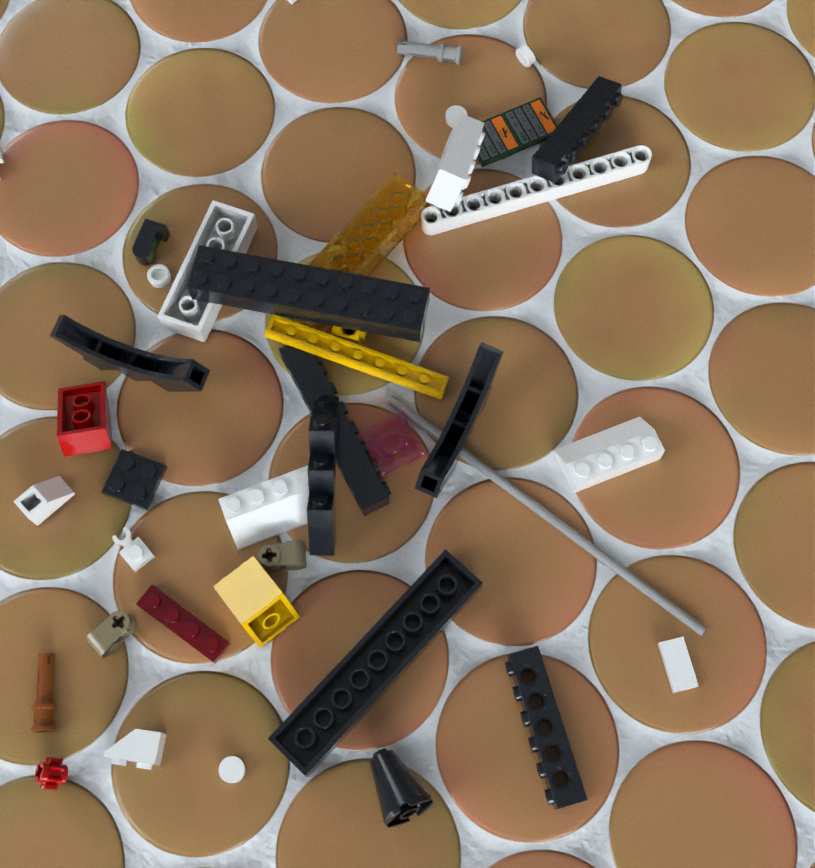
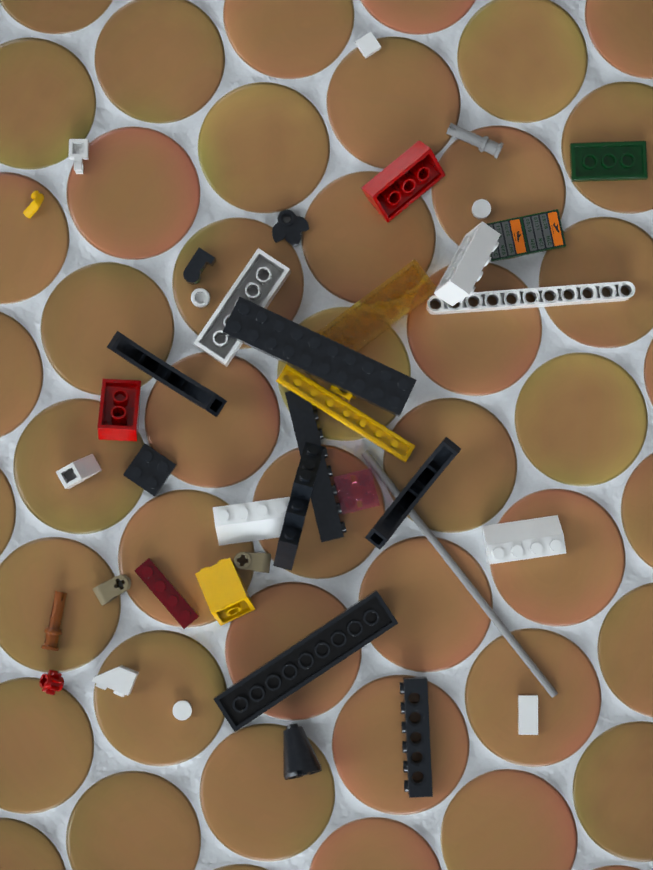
camera: 10 degrees right, 15 degrees up
(134, 551) = (140, 528): white plate -> none
(247, 183) = (289, 231): none -> black plate
(363, 106) = (403, 181): none -> red slope
(525, 55) = (555, 165): white tile -> none
(576, 129) = (579, 252): black brick -> none
(580, 42) = (608, 161): none -> dark green tile

